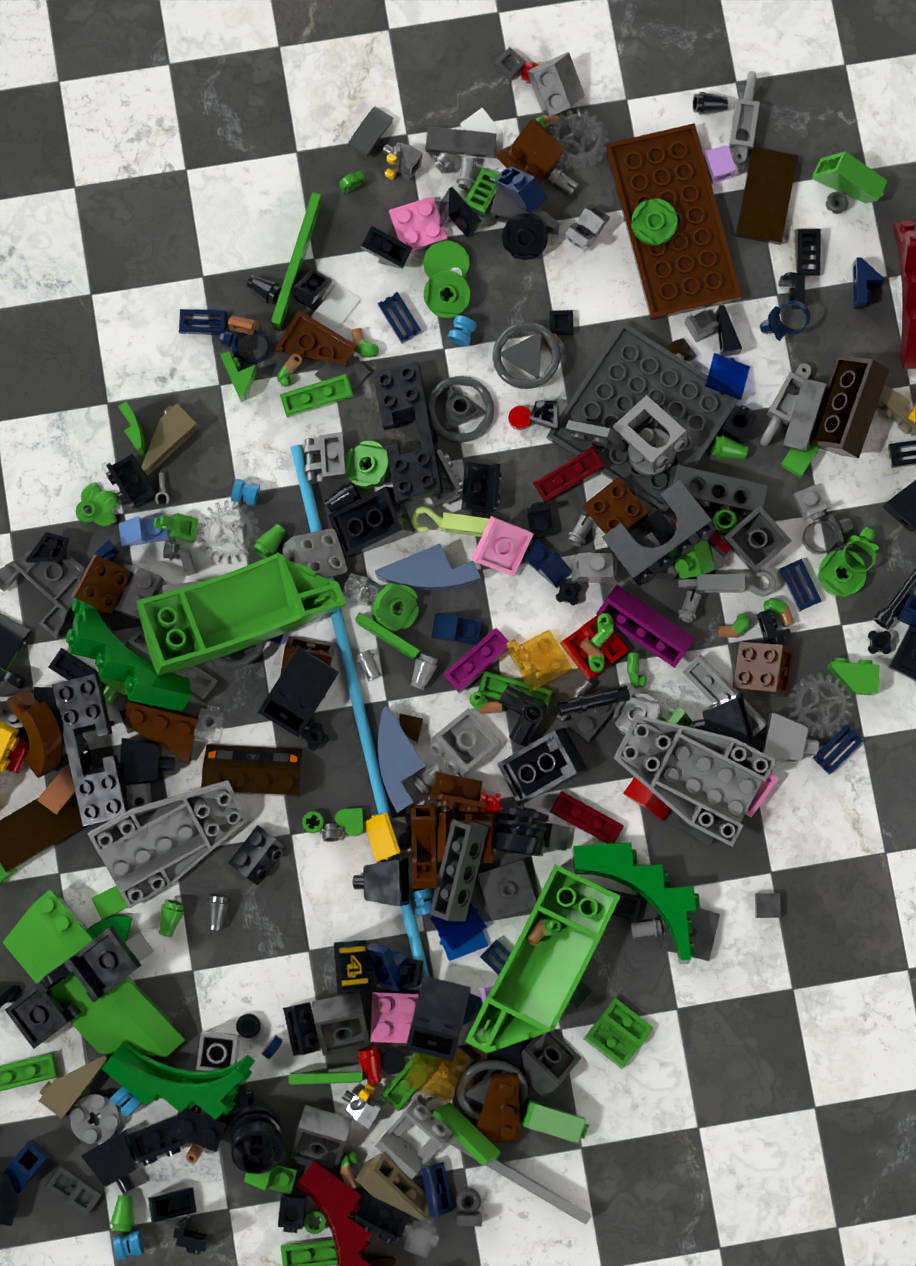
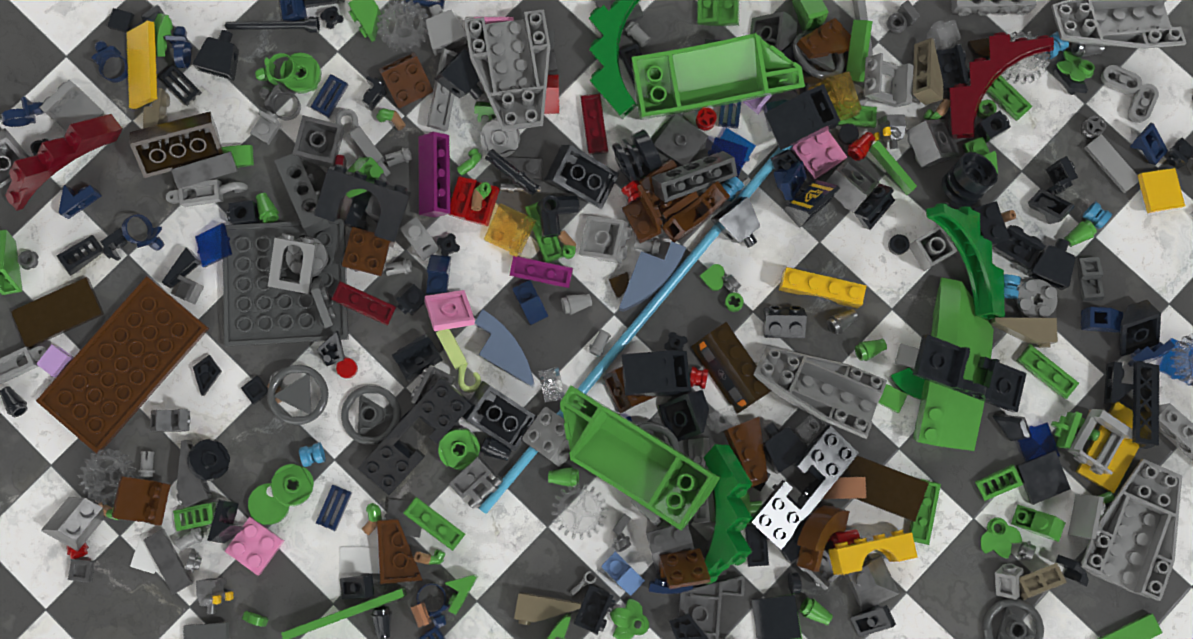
camera: 125 degrees left, 0 degrees up
(181, 526) = (600, 548): bright green plate -> none
(240, 694) = (686, 415): none -> black slope
(245, 492) = (542, 520): dark azure wheel -> none
(261, 915) = (837, 290): none -> yellow arch
(267, 732) = (698, 377): none -> red wheel
(272, 1046) = (900, 217): dark blue tile -> none
(381, 837) = (710, 246): yellow piece -> none
(384, 603) = (553, 360): bright green plate -> none
(386, 248) = (288, 553): black slope -> none
(387, 636) = (570, 340): bright green tile -> none
(402, 833) = (700, 237): flat silver slope -> none
(437, 1189) = (906, 46): dark blue tile -> none
(508, 929) = (706, 114): none -> red wheel
(521, 188) = (173, 486): dark blue slope -> none
(542, 929) = (689, 96): arm -> none
(556, 836) = (621, 132): flat silver tile -> none
(605, 629) = (457, 198): bright green arm -> none
(609, 289) = (206, 374): none -> black piece
(654, 222) = (132, 381): bright green tile -> none
(682, 347) = (214, 291): dark brown tile -> none
(724, 517) = (317, 170): bright green cone -> none
(780, 608) = (355, 96): arm -> none

